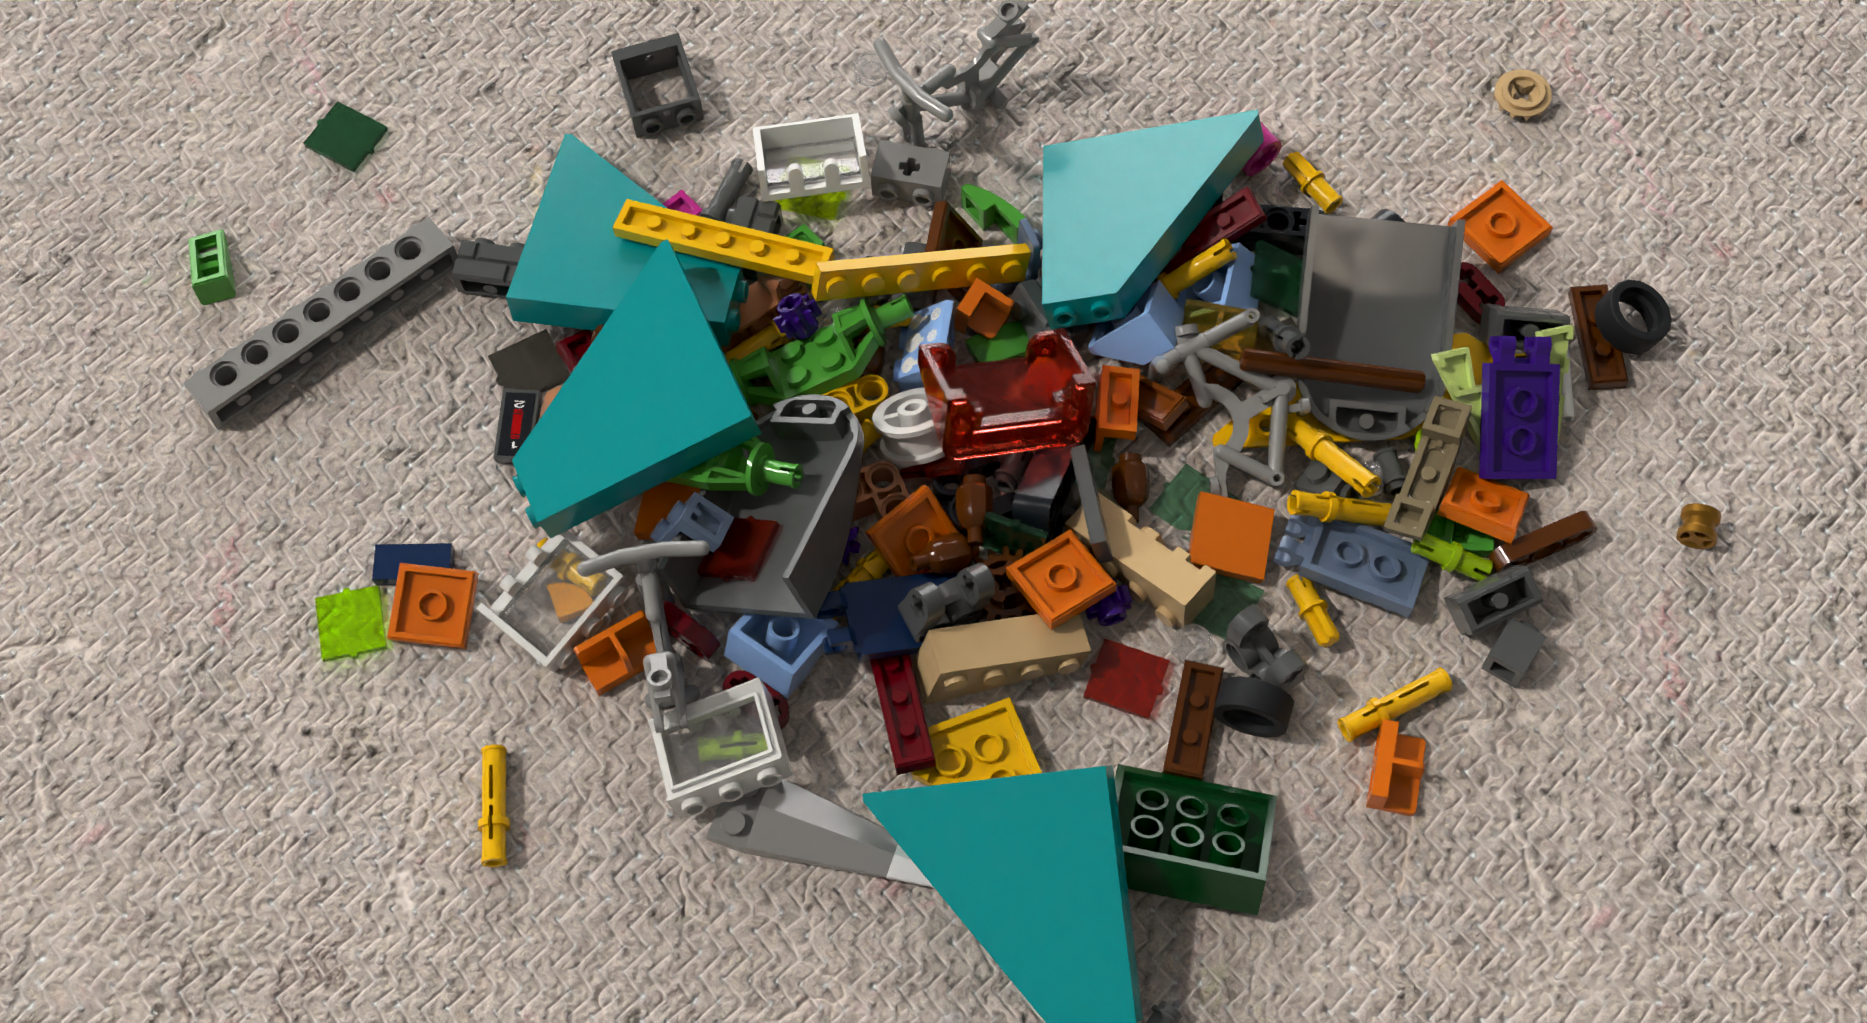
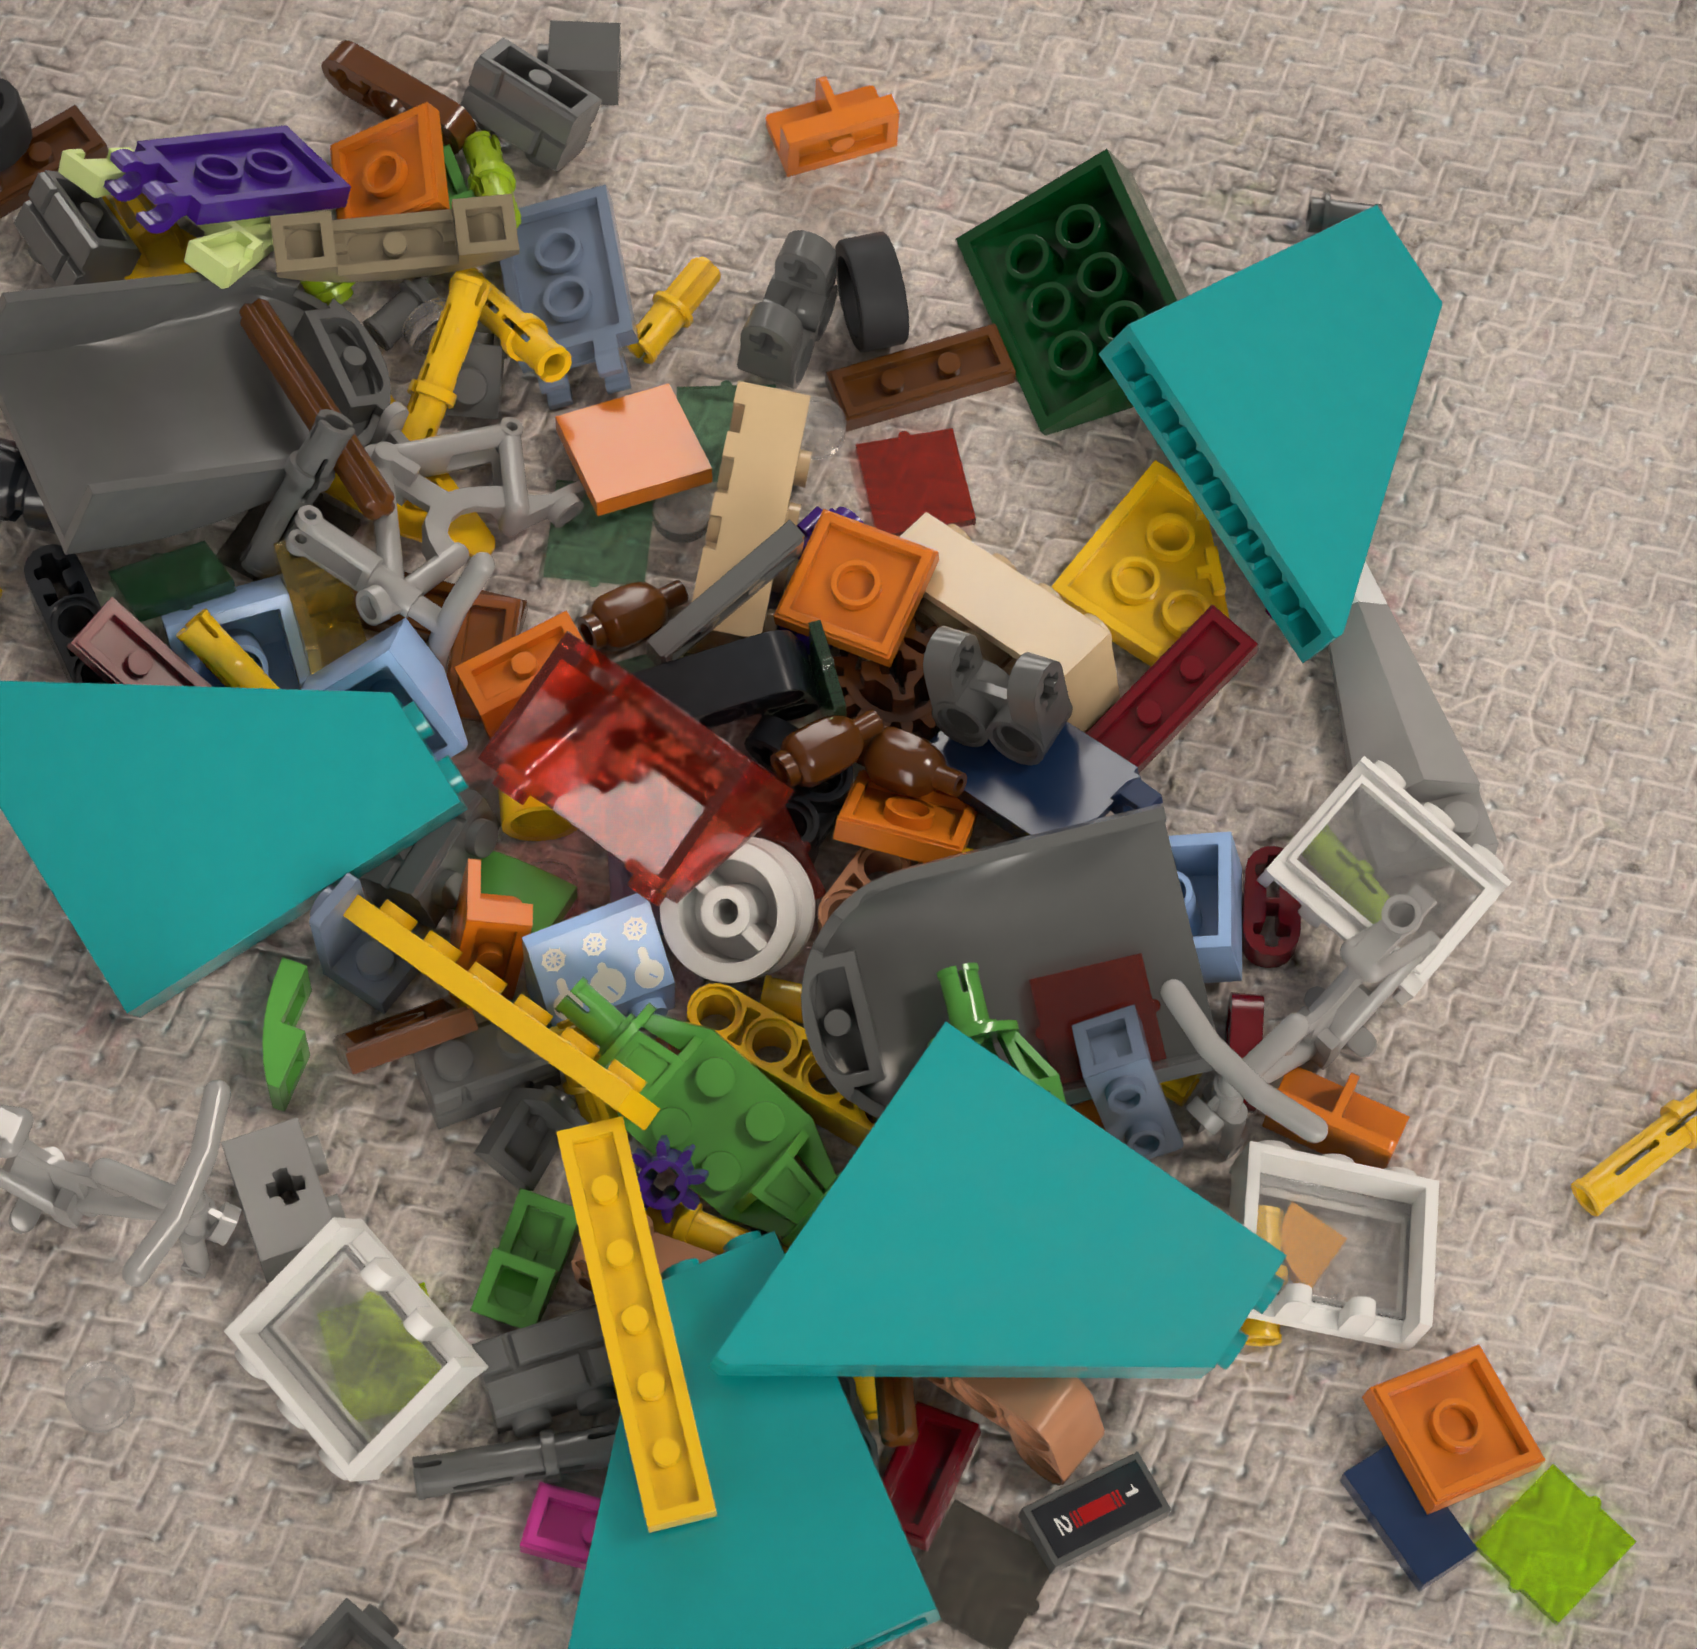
camera: 130 degrees left, 0 degrees up
(1394, 704) = (765, 172): yellow pin -> none

